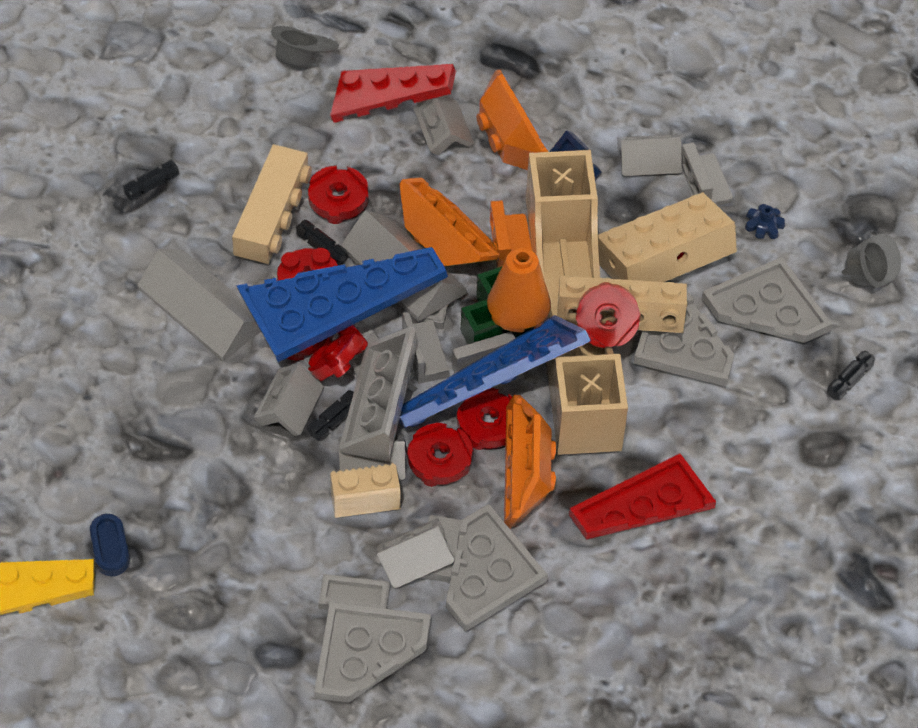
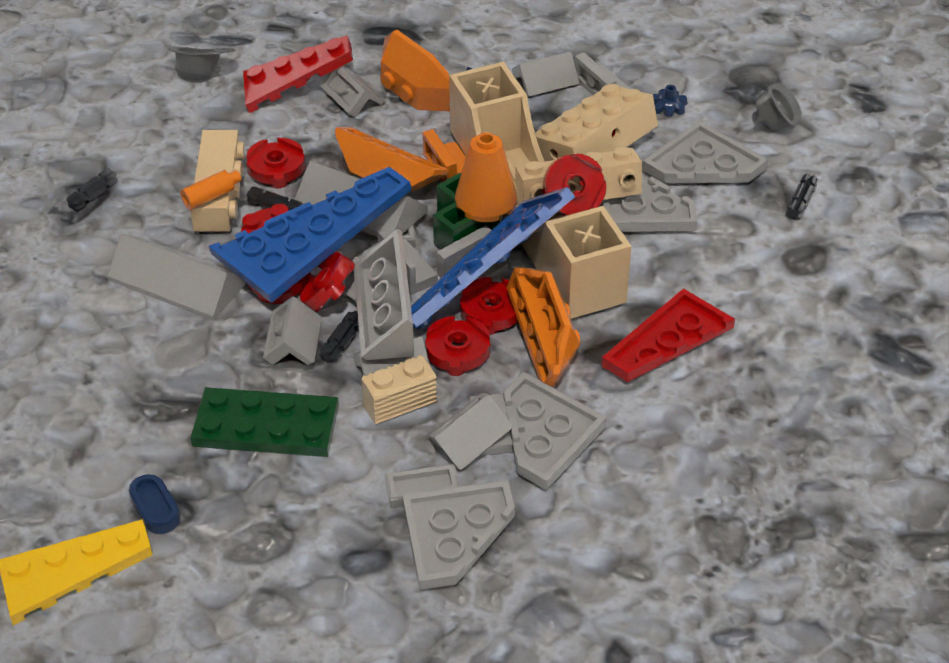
camera: 15 degrees left, 10 degrees down
(234, 487) = (265, 422): none -> dark green plate
(255, 221) = (209, 188): none -> orange cylinder

